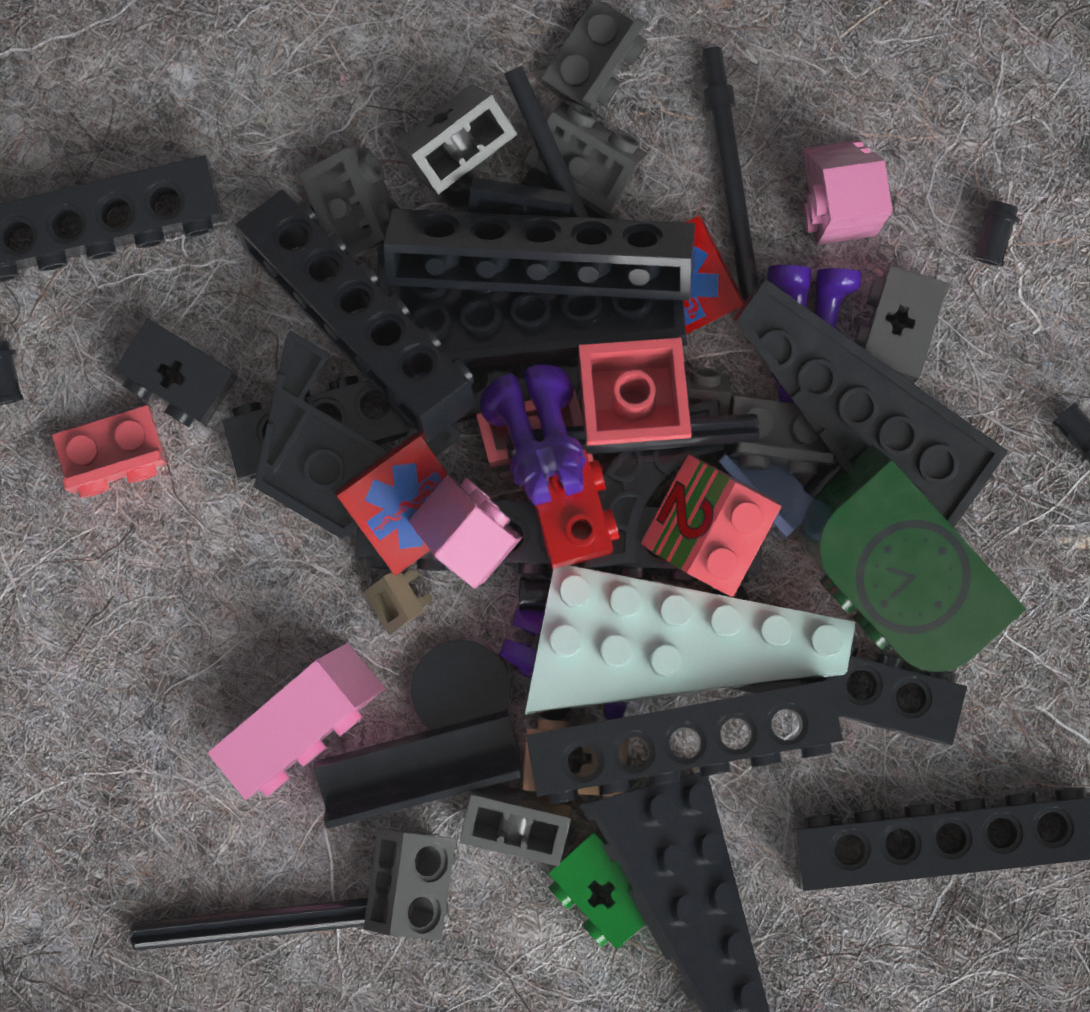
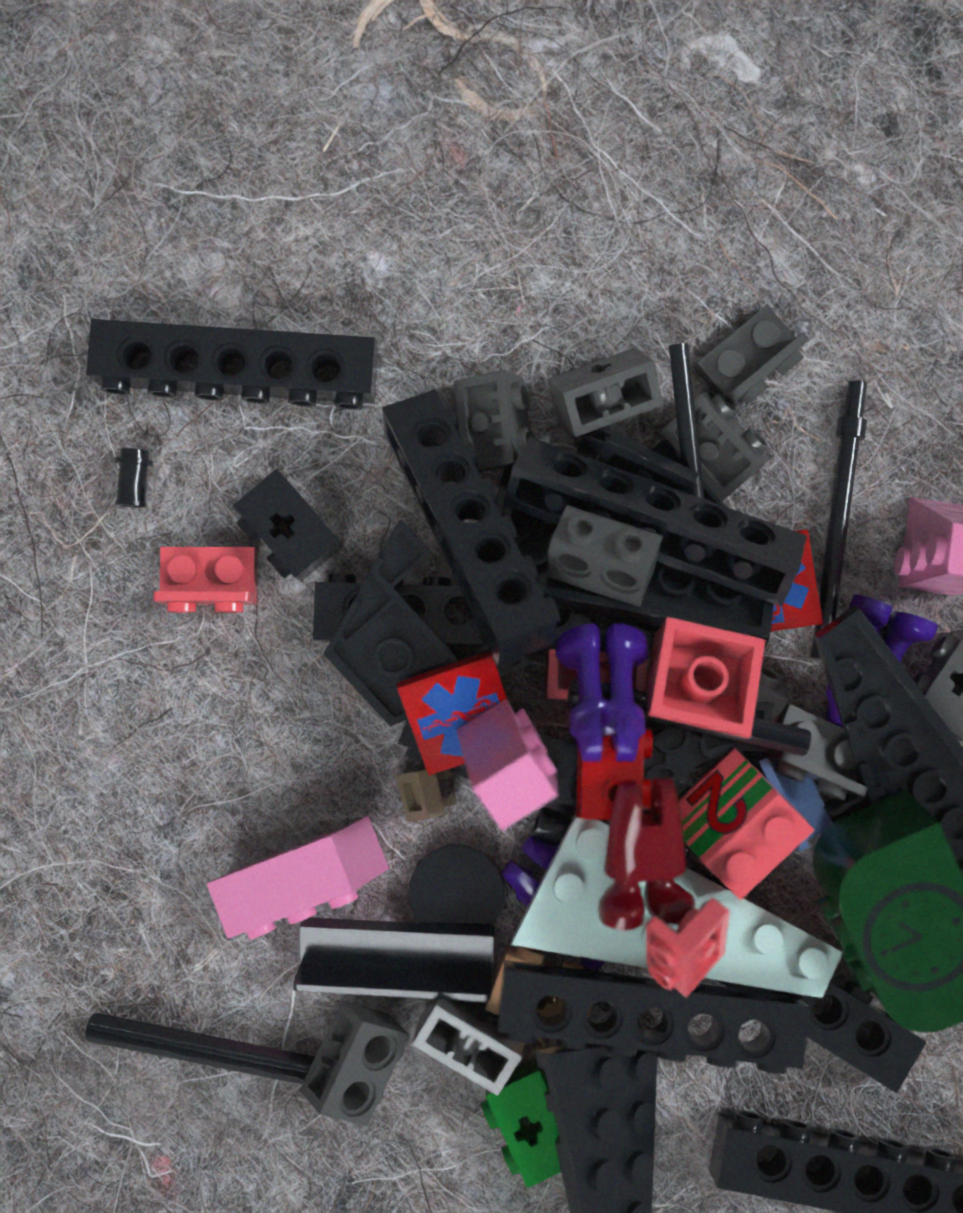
camera: 15 degrees right, 0 degrees up
(499, 305) = (603, 556): none -> dark grey brick
(625, 573) = (648, 851): none -> dark red piece
(695, 657) = (688, 954): none -> coral bracket

